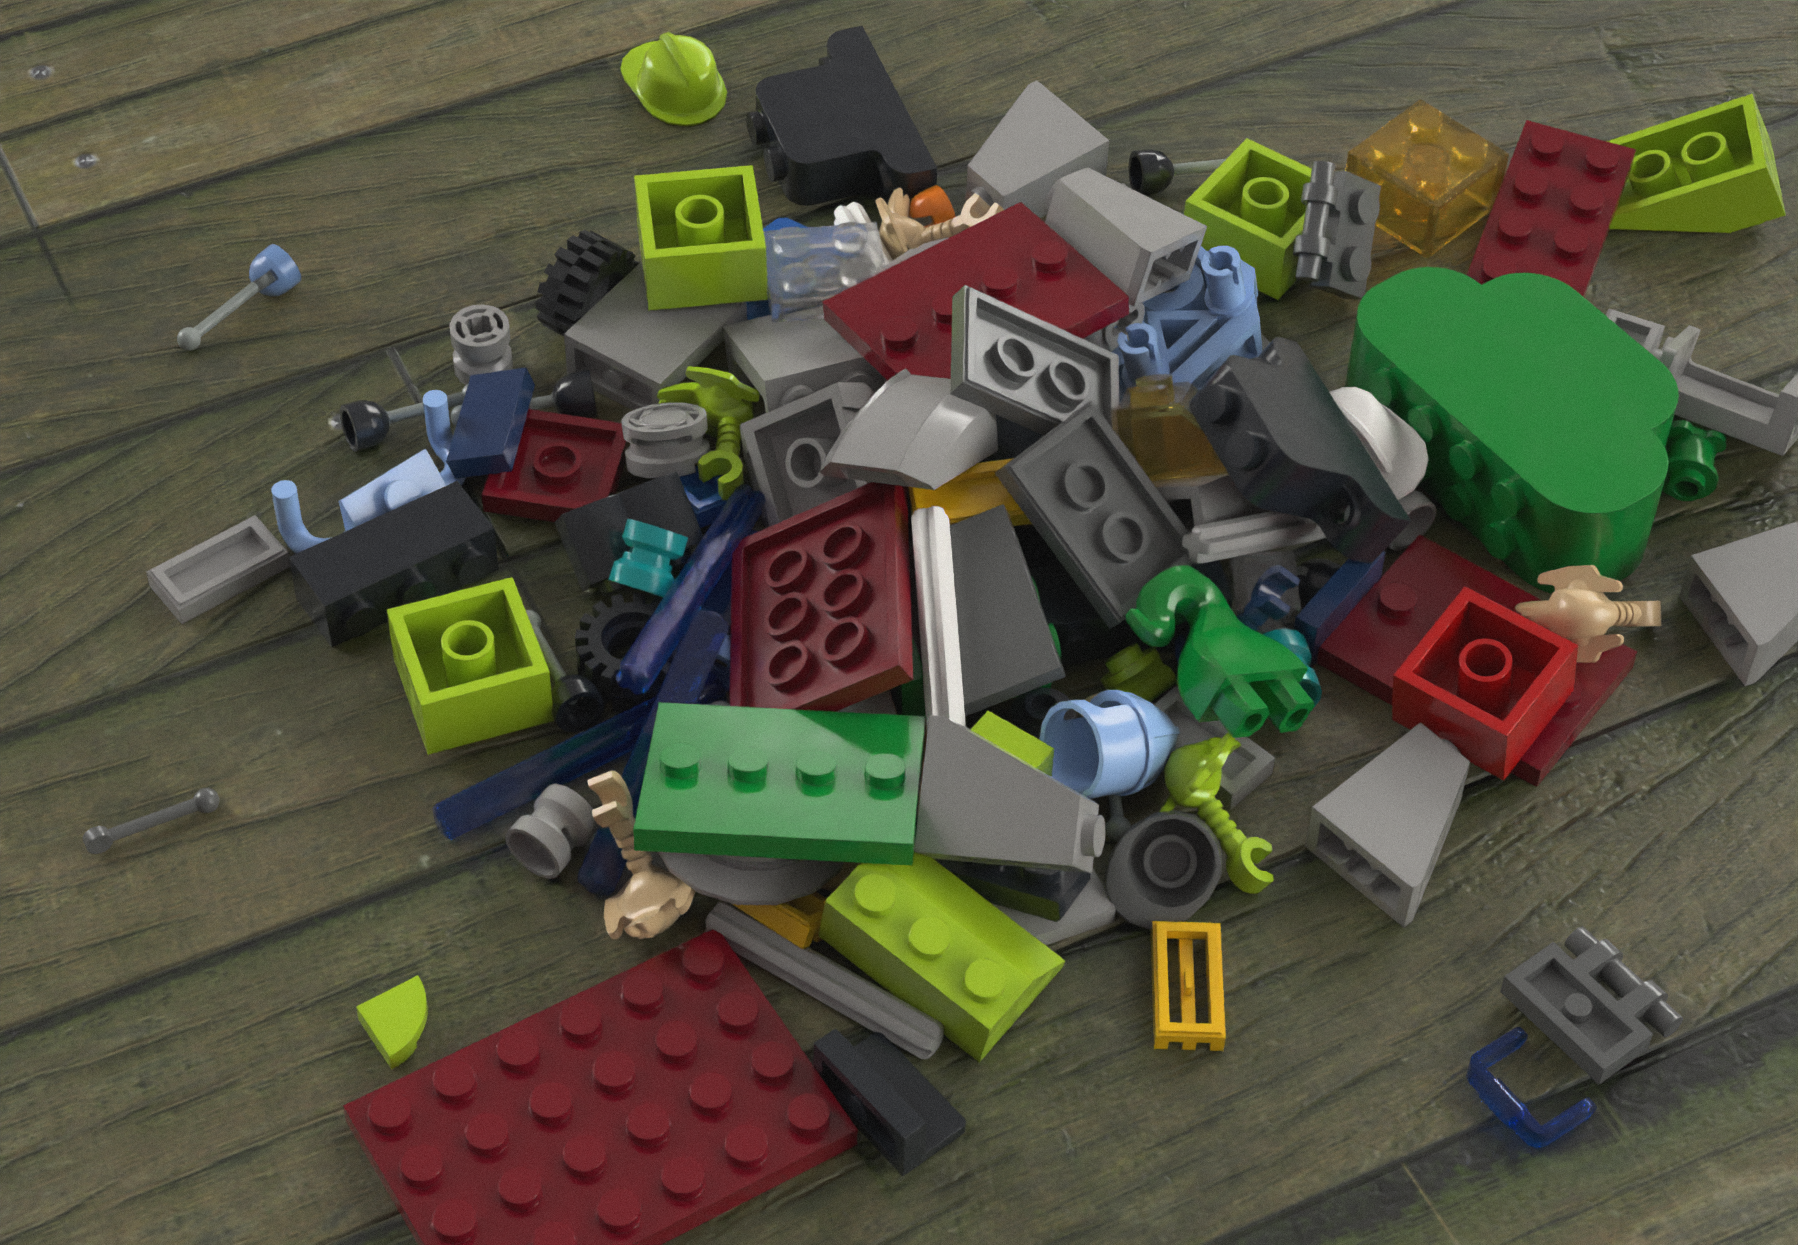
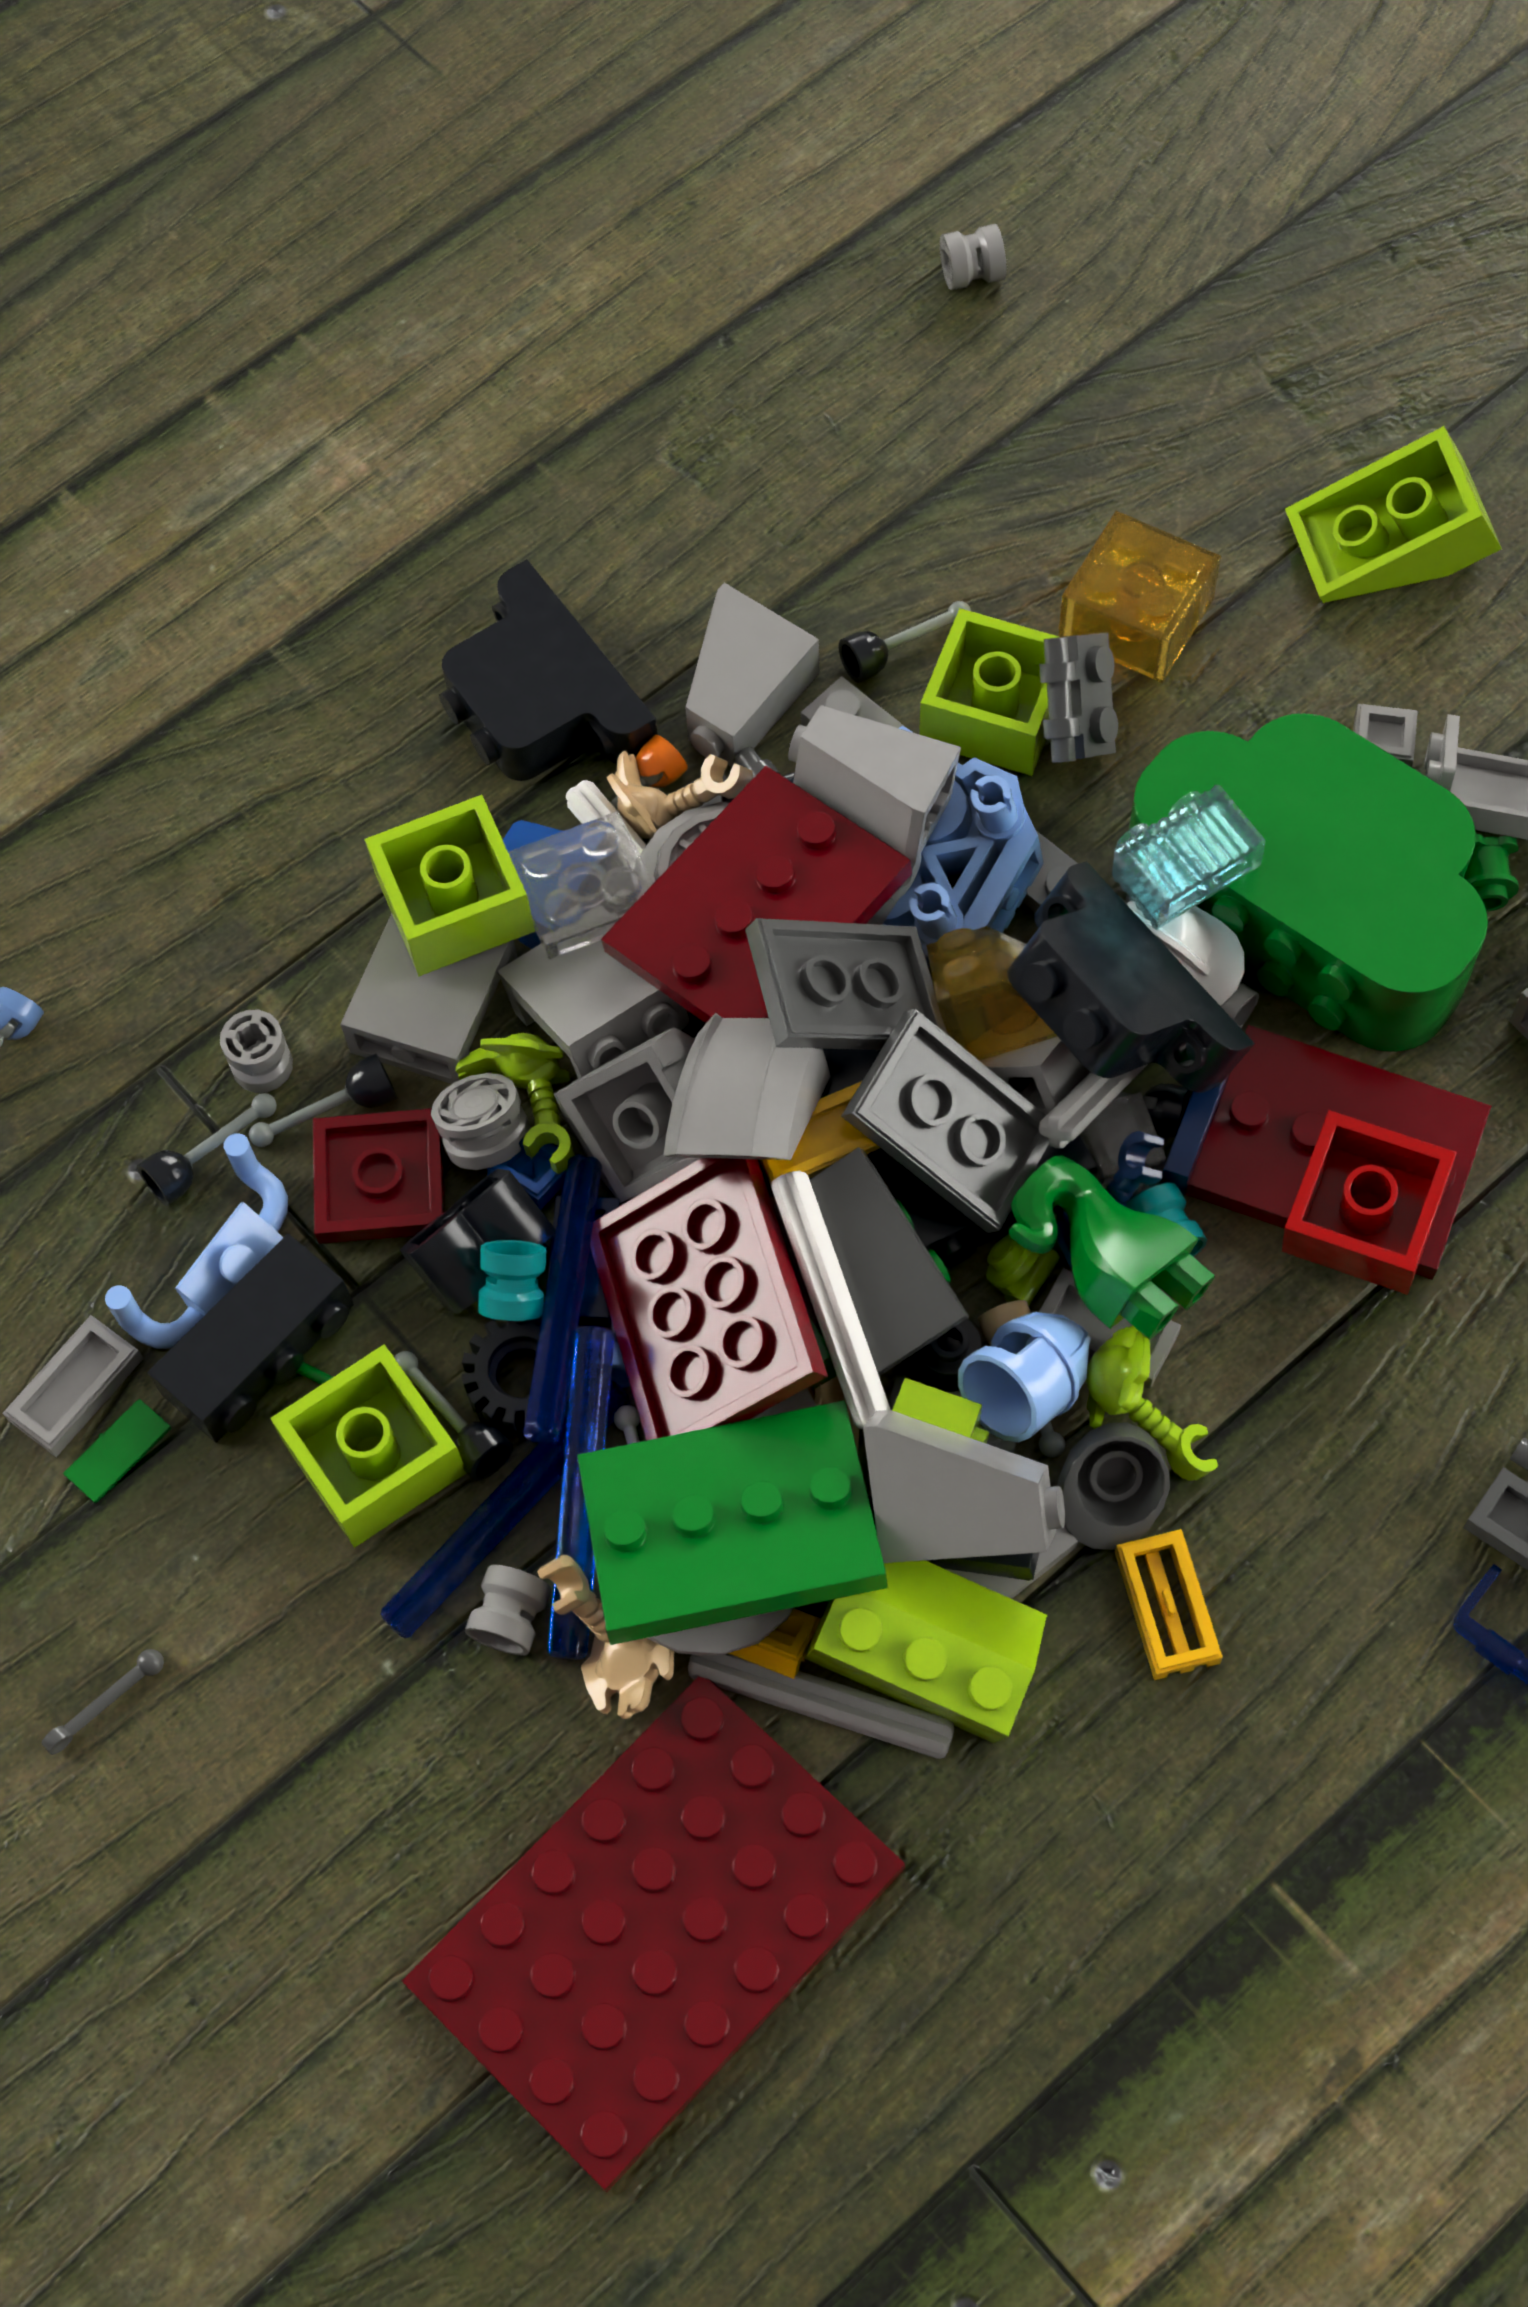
camera: 10 degrees left, 15 degrees up
(239, 631) = (117, 1451): none -> green window
(396, 1020) = (421, 1864): lime tile -> none
(490, 423) = (297, 1147): dark blue tile -> none
(580, 279) = (339, 955): black tyre -> none
(675, 79) = (348, 662): lime piece -> none
(887, 1098) = (922, 1814): black panel -> none
(1390, 349) = (1186, 855): none -> clear light blue brick
(1392, 820) = (1318, 1369): light grey slope -> none
(1553, 207) = (1273, 616): dark red plate -> none
(1584, 613) = (1437, 1088): tan piece -> none

